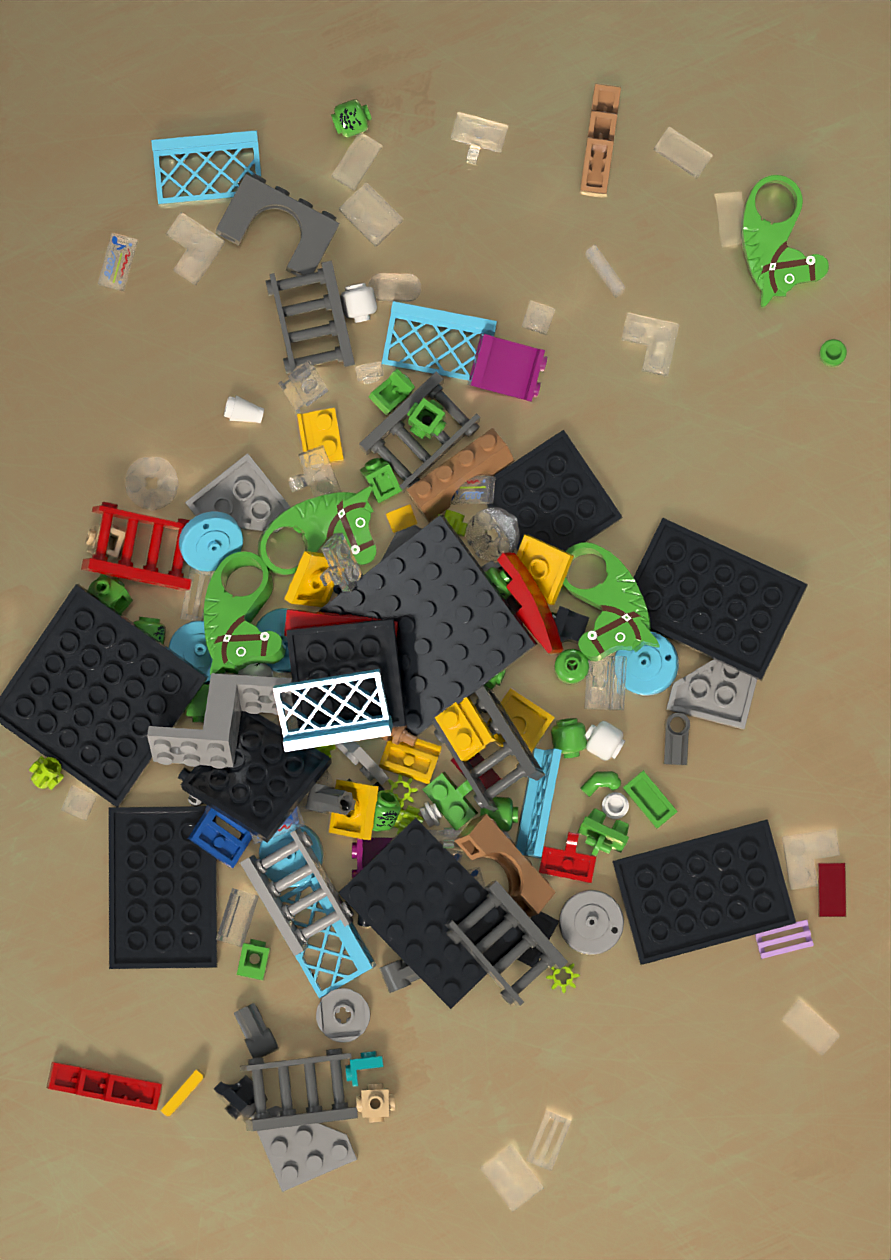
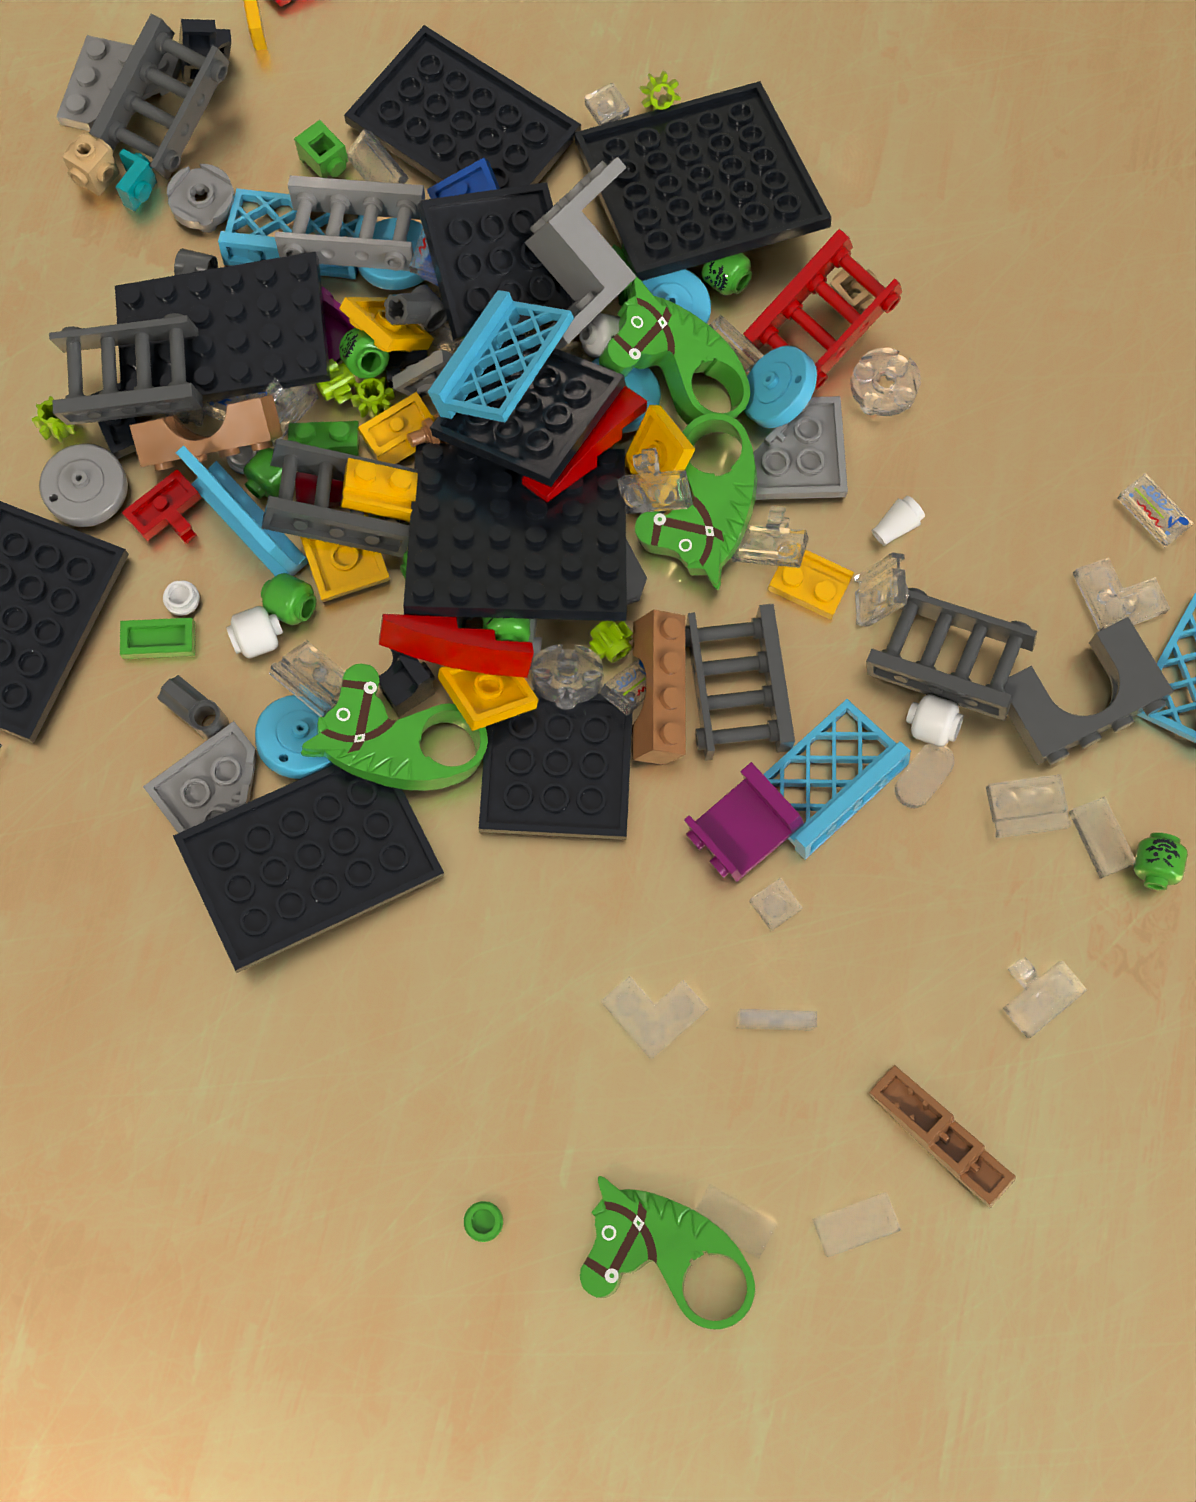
camera: 125 degrees right, 10 degrees down
(111, 592) = (790, 256): bright green brick -> none
(258, 1037) = (245, 108): dark grey piece -> none
(369, 372) = (845, 676): clear plate -> none
(381, 479) = (718, 604): bright green bracket -> none
(392, 392) = (805, 683): bright green bracket -> none
(401, 518) = (659, 599): yellow sticker -> none
(426, 409) = (749, 675): bright green brick -> none
(431, 814) = (325, 408): white plate -> none
(571, 676) = (359, 647): bright green head -> none
(601, 779) = (219, 603): bright green arm -> none
(601, 836) = (147, 570): bright green hips -> none

